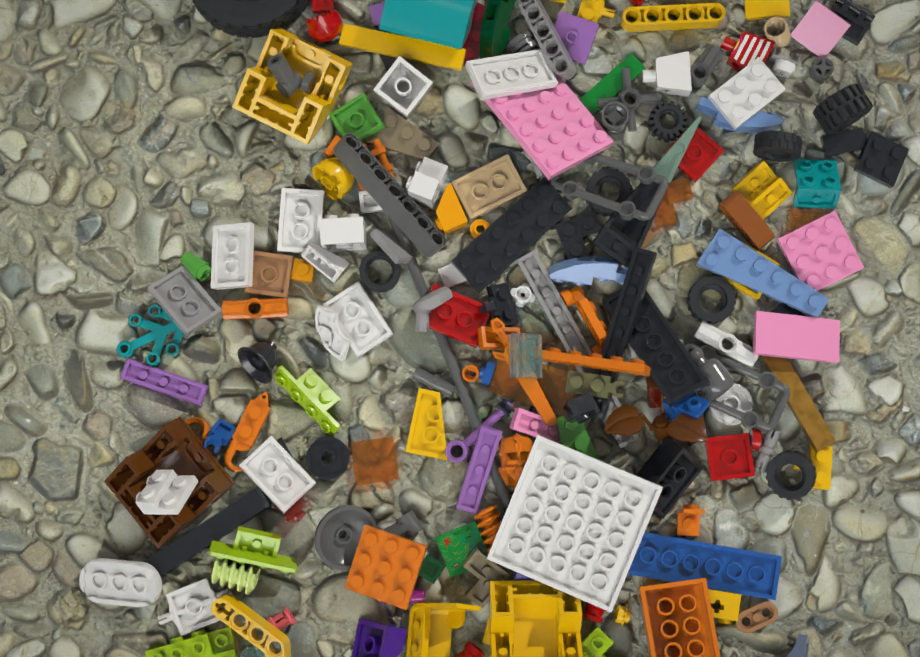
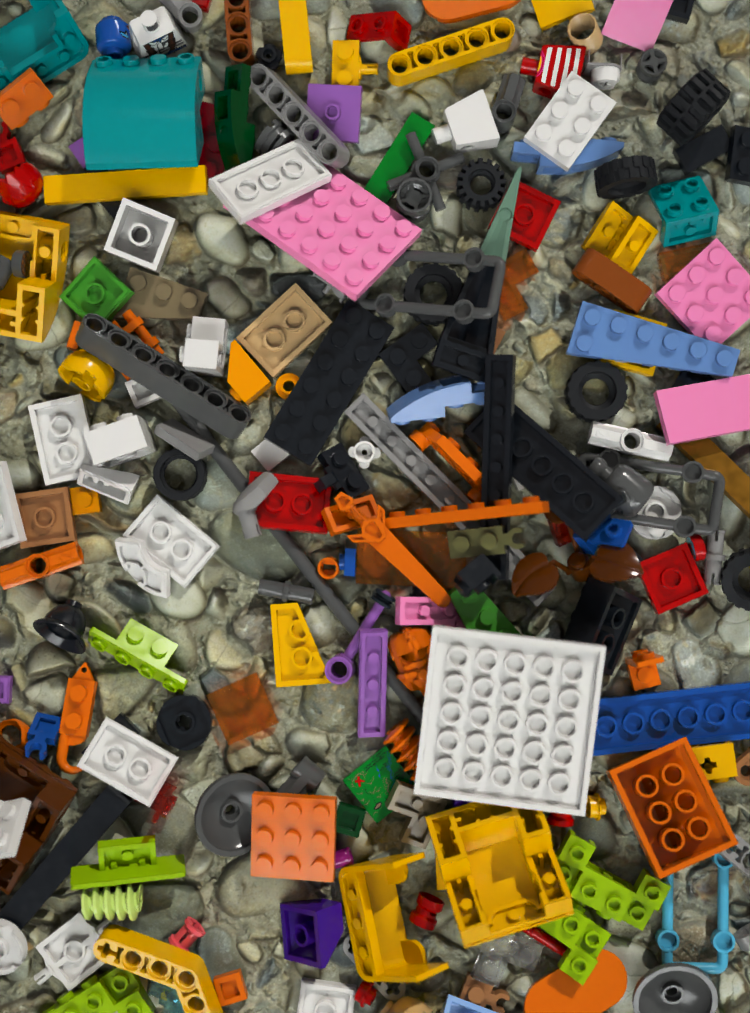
camera: 20 degrees left, 5 degrees up
(525, 355) = (389, 530): clear light blue plate -> none

